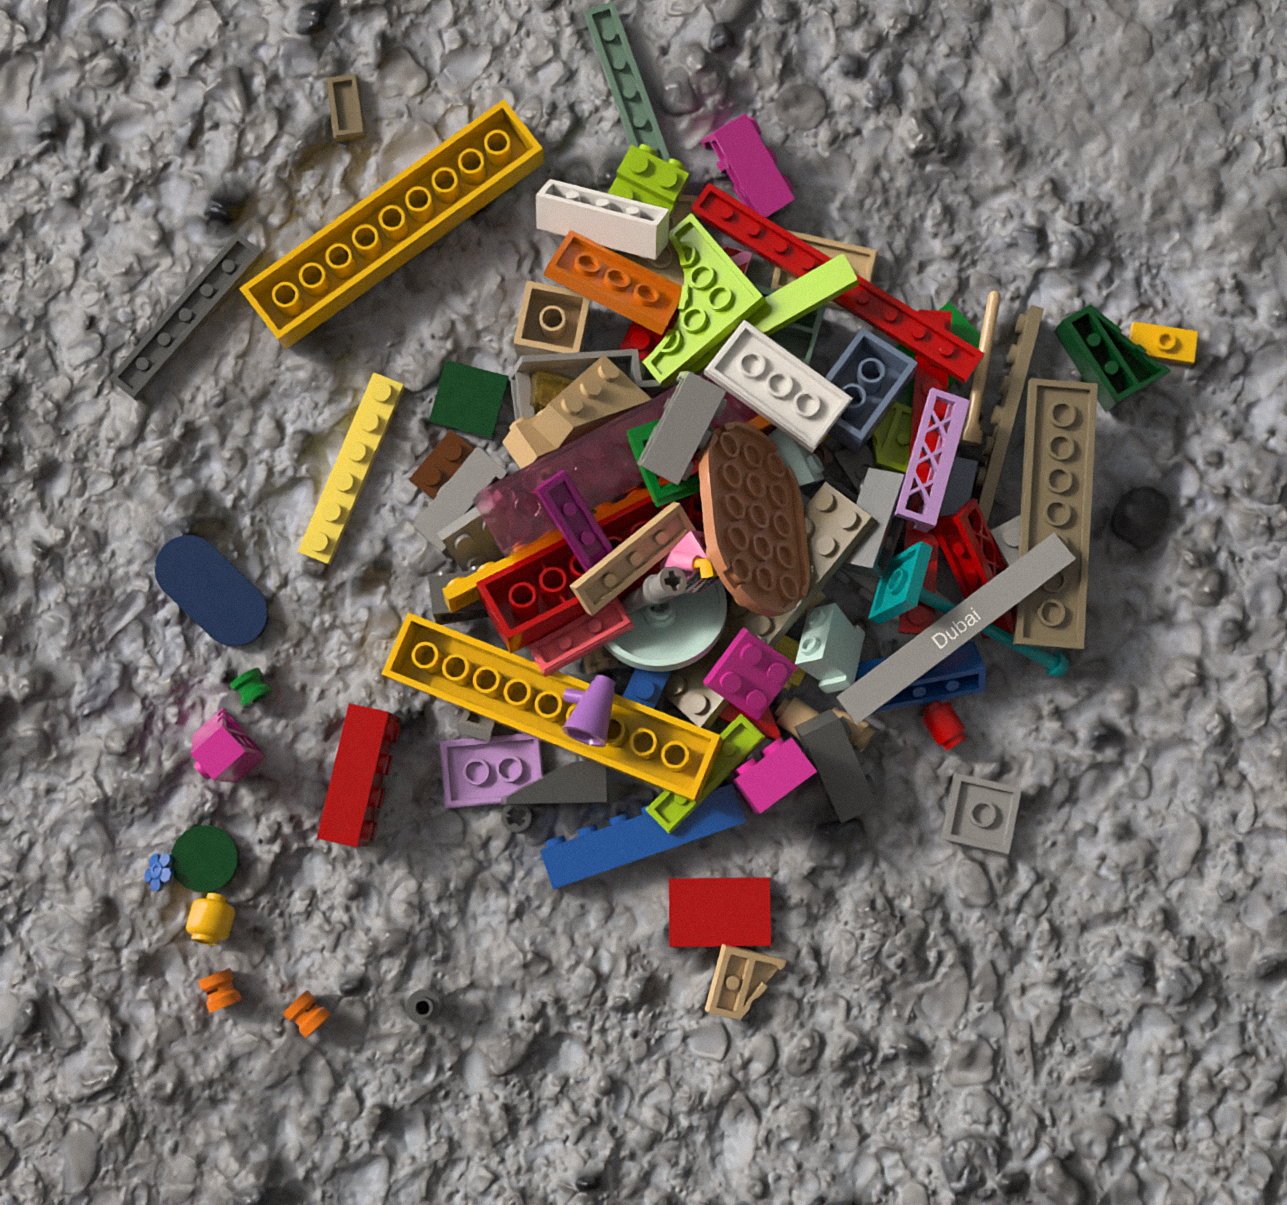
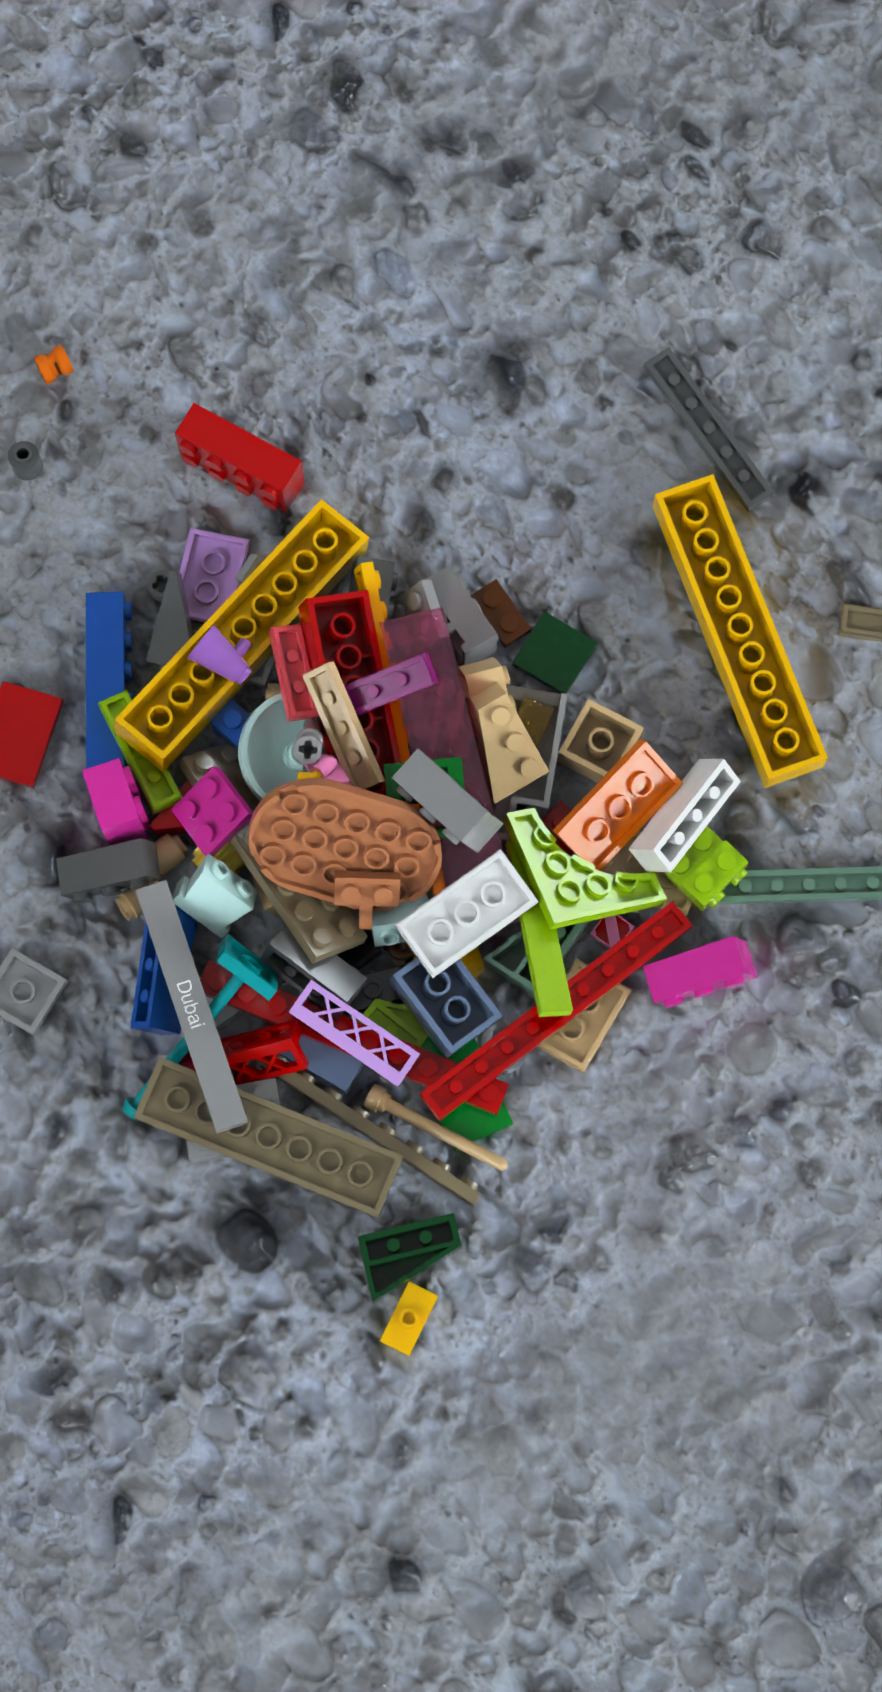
camera: 110 degrees right, 5 degrees down
(159, 871) = (217, 278): plant -> none
(205, 858) = (215, 319): dark green tile -> none
(210, 920) = (160, 308): yellow head -> none
(211, 591) = (449, 385): dark blue tile -> none
(219, 990) = (98, 300): orange wheel -> none
(224, 749) = (301, 353): dark pink wedge -> none
(251, 687) = (350, 394): green wheel -> none
(351, 469) = (523, 534): light yellow plate -> none
(787, 491) = (366, 891): none -> nougat plate
(943, 724) = (114, 983): red brick -> none

